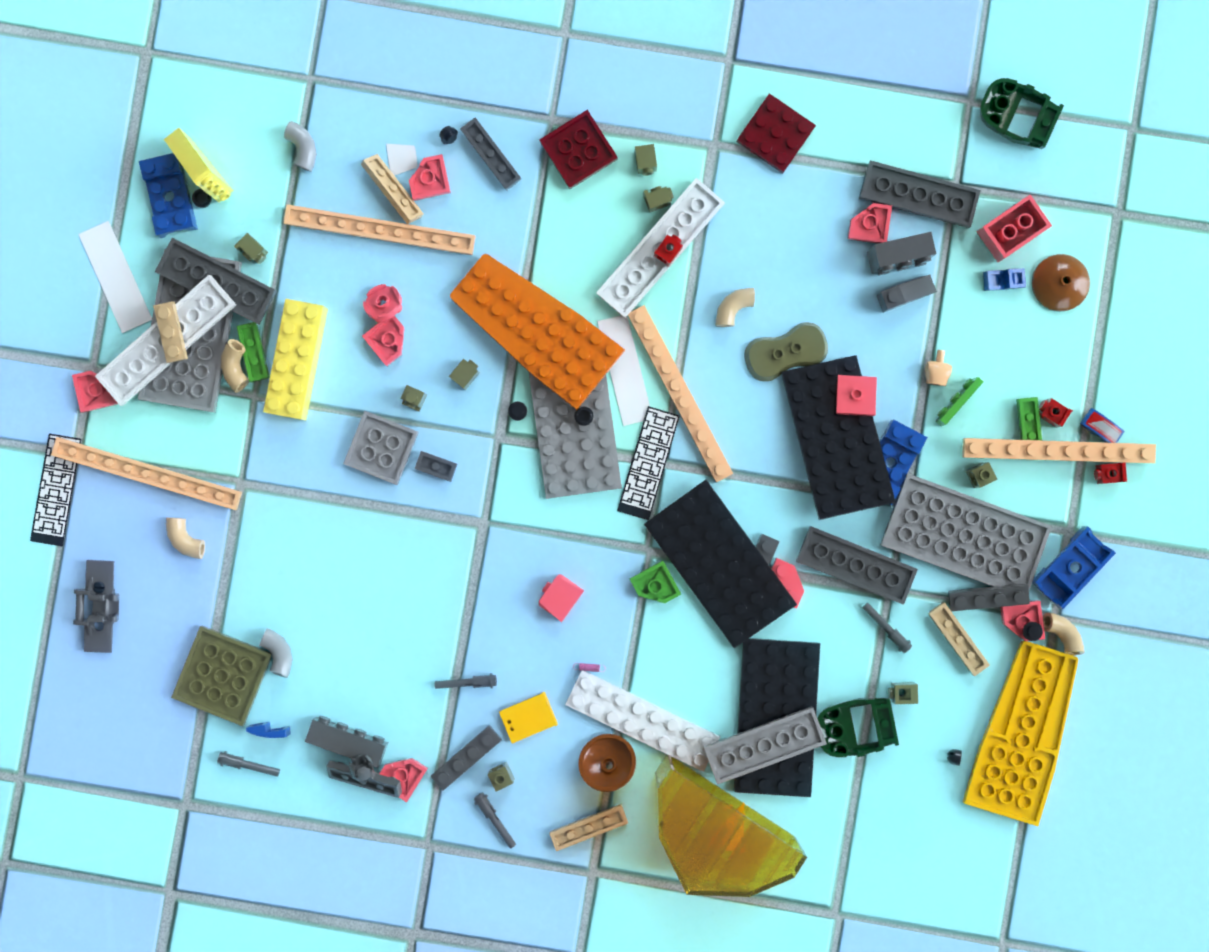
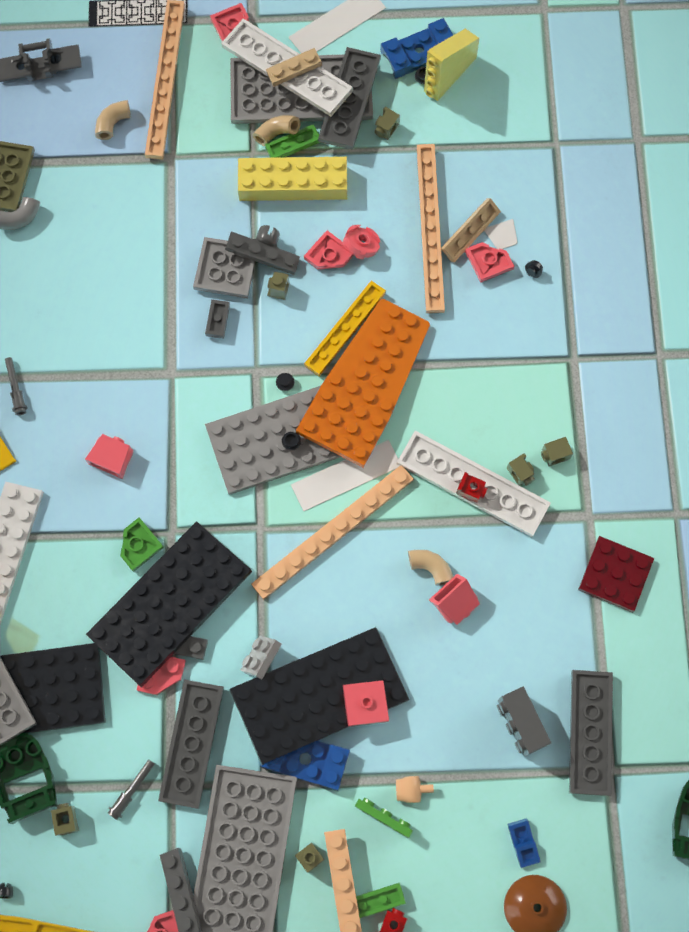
camera: 80 degrees right, 15 degrees down
(304, 143) = (493, 148): light grey cylinder -> none
(371, 405) = (263, 249): none -> dark grey plate
(465, 373) = (310, 326): olive brick -> none
(472, 339) = (345, 328): none -> yellow plate
(490, 153) = (525, 309): dark grey plate -> none
(578, 149) = (550, 388): dark red plate -> none
(589, 667) = (46, 498): bright pink piece -> none
(648, 463) = (258, 515): sticker -> none
(773, 355) = (405, 641): olive plate -> none
(774, 290) = (455, 600): none -> coral torso
(792, 485) = (260, 656): none -> light grey plate
(871, 224) = (547, 688): coral plate -> none
(906, 293) = (485, 739): dark grey slope -> none
(958, 639) = (131, 869): tan plate -> none
(1014, 228) = (579, 839): coral brick -> none

